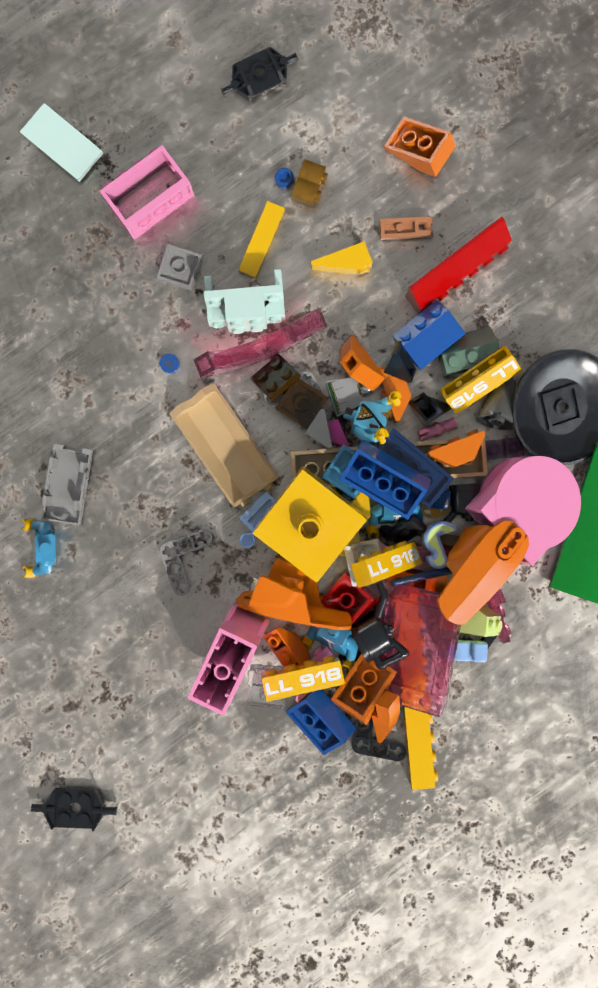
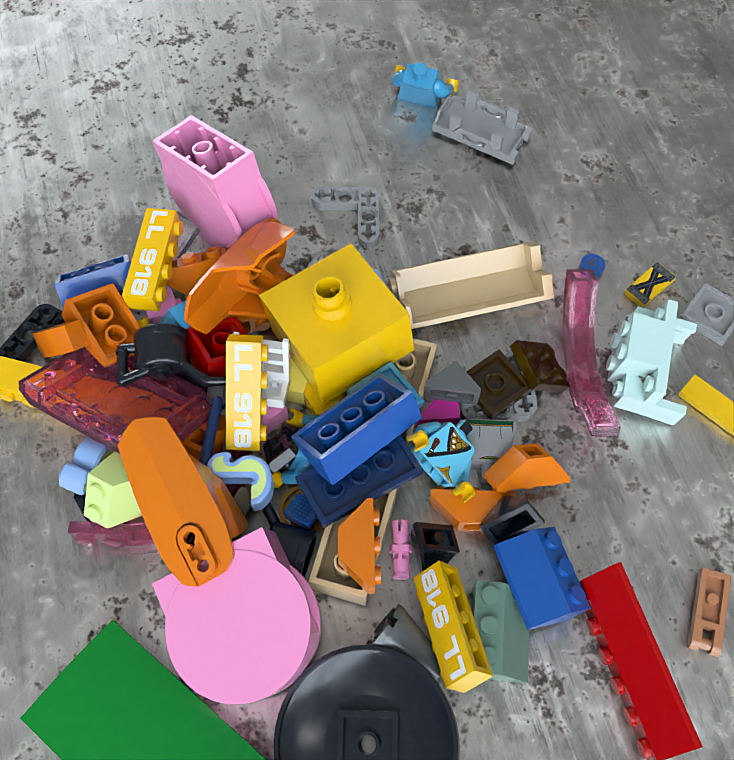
camera: 110 degrees right, 25 degrees down
(59, 812) = (144, 29): black plate -> none
(171, 317) = (649, 285): none -> tile
(348, 260) = (678, 515): yellow slope -> none
(503, 448) = (339, 627): clear purple slope -> none

